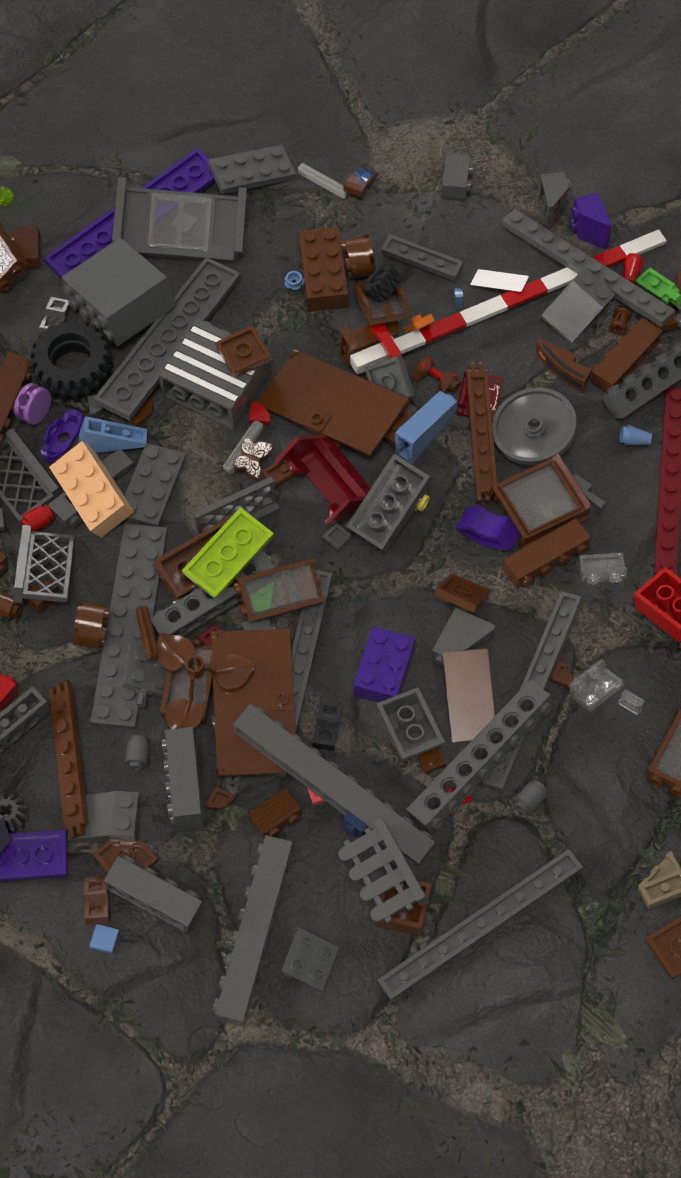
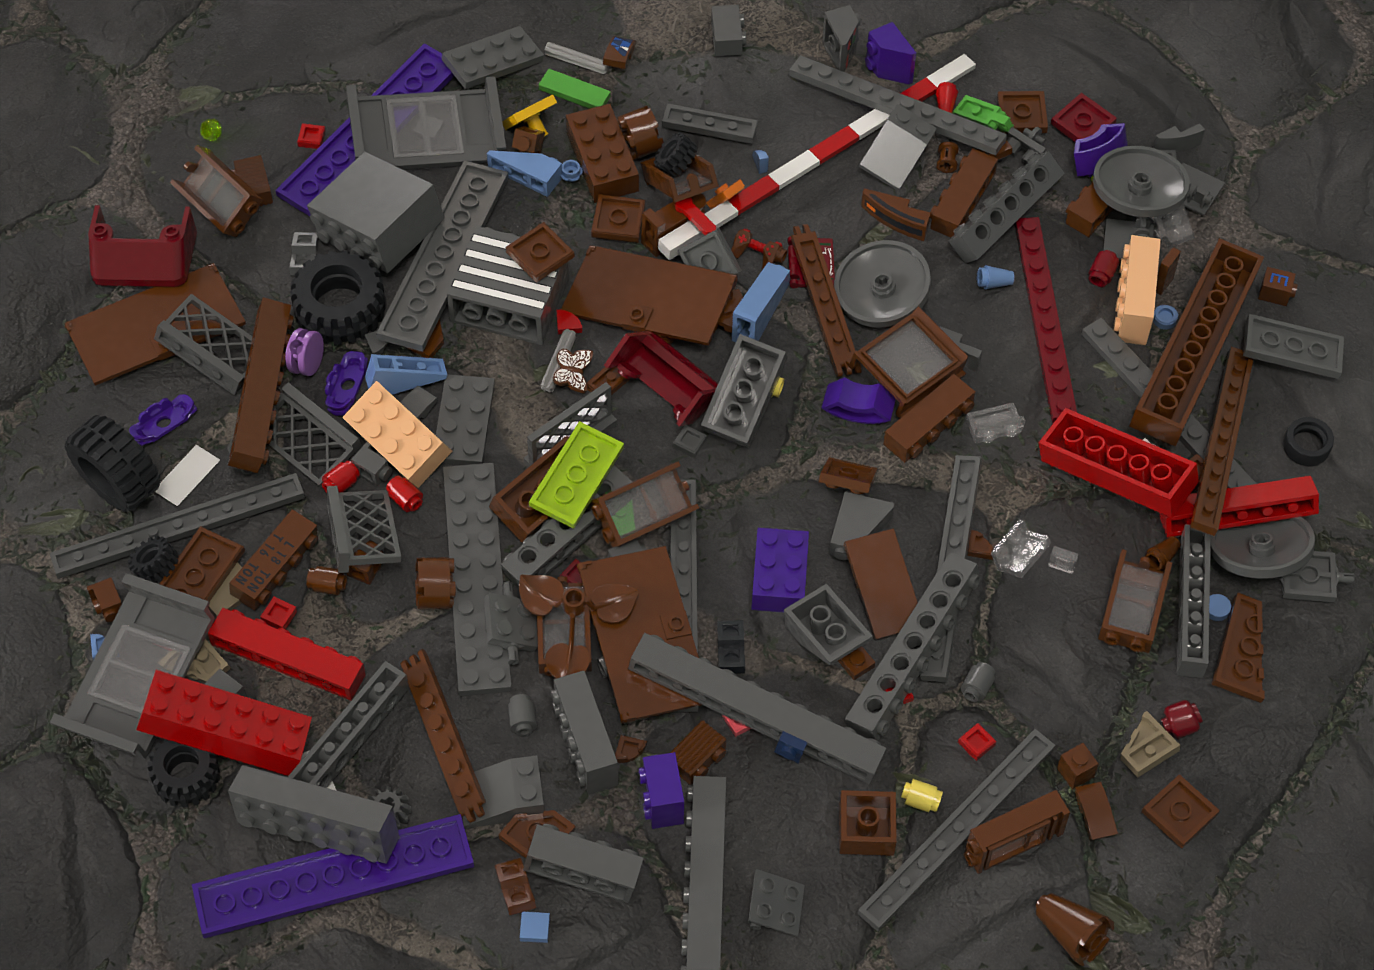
camera: 15 degrees left, 5 degrees down
(85, 214) = (311, 136): none -> red tile
(86, 542) = (404, 493): none -> red brick
(147, 633) = (503, 579): reddish brown axle -> none
(235, 847) = (664, 792): none -> dark purple brick
(258, 273) = (529, 169): none -> medium blue slope
(263, 248) = (528, 140): none -> reddish brown brick
(270, 227) = (531, 115): none -> yellow tile
(314, 208) = (573, 89): none -> bright green tile
(323, 329) = (618, 218): none -> reddish brown plate
(392, 880) = (852, 793): dark grey fence -> none
(456, 889) = (921, 795): none -> light yellow brick
(499, 280) = (803, 134): white sticker -> none
(517, 850) = (977, 741): none -> red tile
(528, 938) = (1016, 831): none -> reddish brown door
(559, 1033) = (1074, 926): none -> reddish brown cone
(597, 889) = (1077, 766): none -> reddish brown brick
(604, 931) = (1096, 810): none -> reddish brown slope

